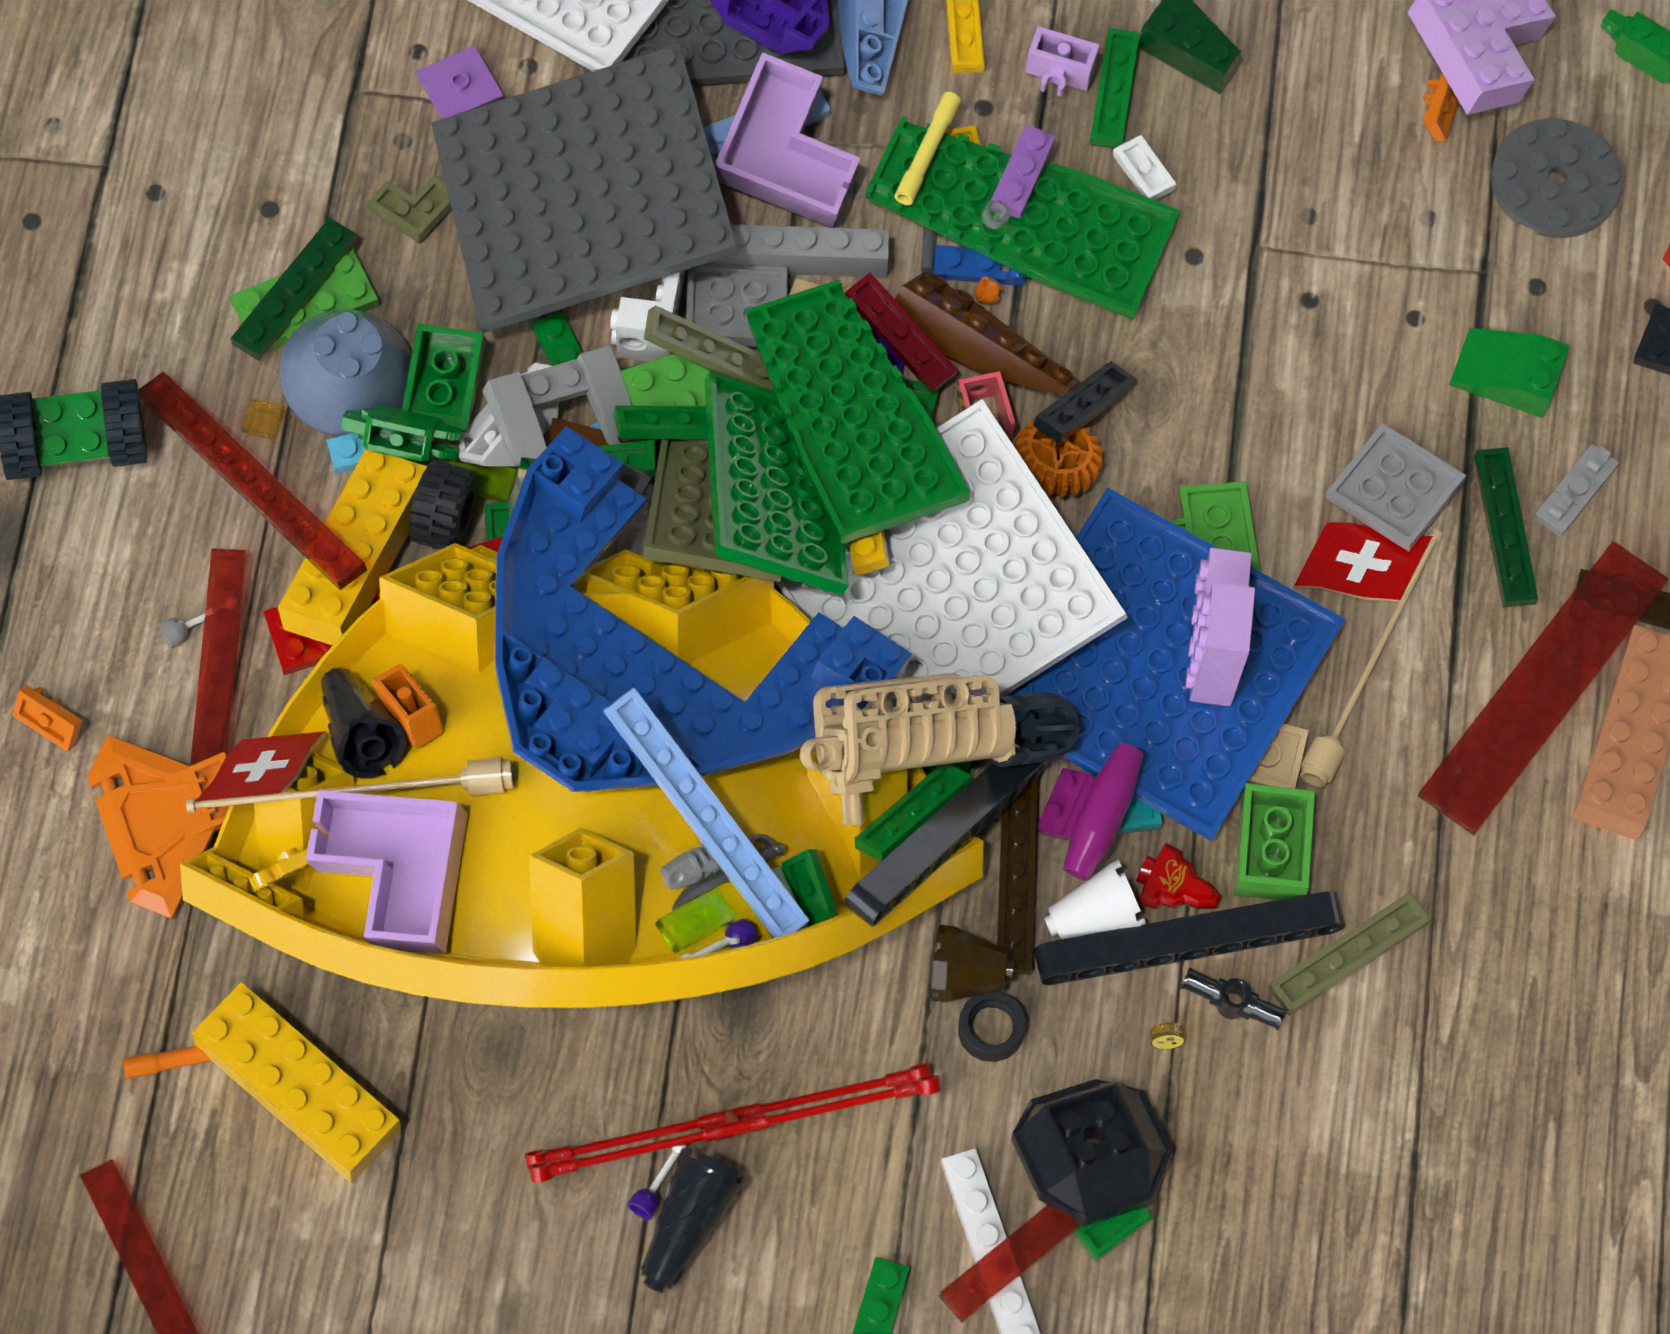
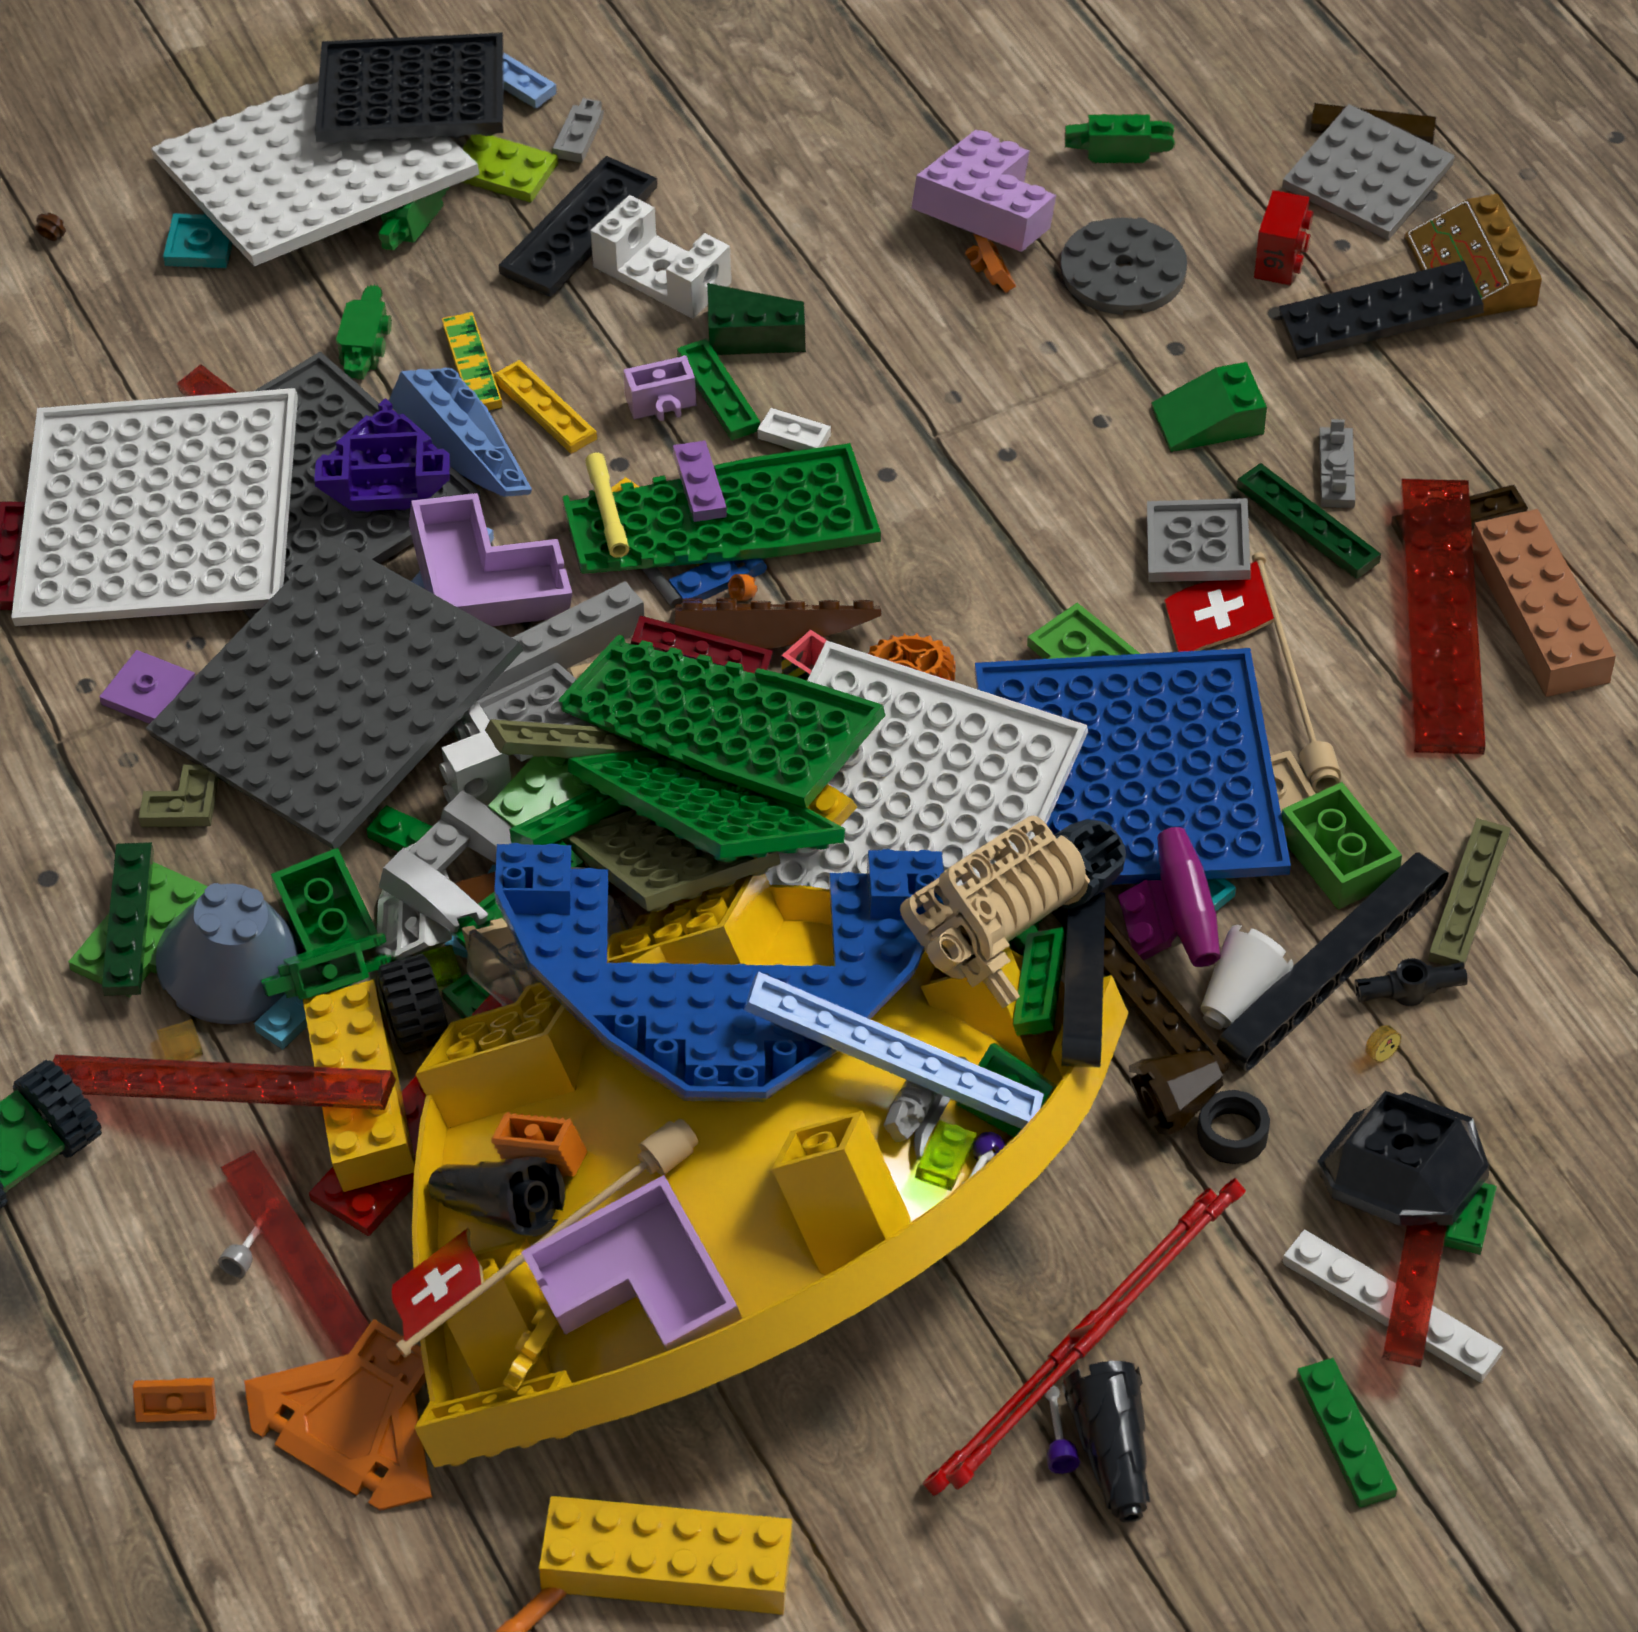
camera: 30 degrees left, 15 degrees down
(1000, 217) = (706, 520): clear hinge -> none
(1084, 402) = (899, 615): black plate -> none
(1173, 882) = (1287, 924): red rock -> none
(1220, 626) = (1174, 692): lavender piece -> none

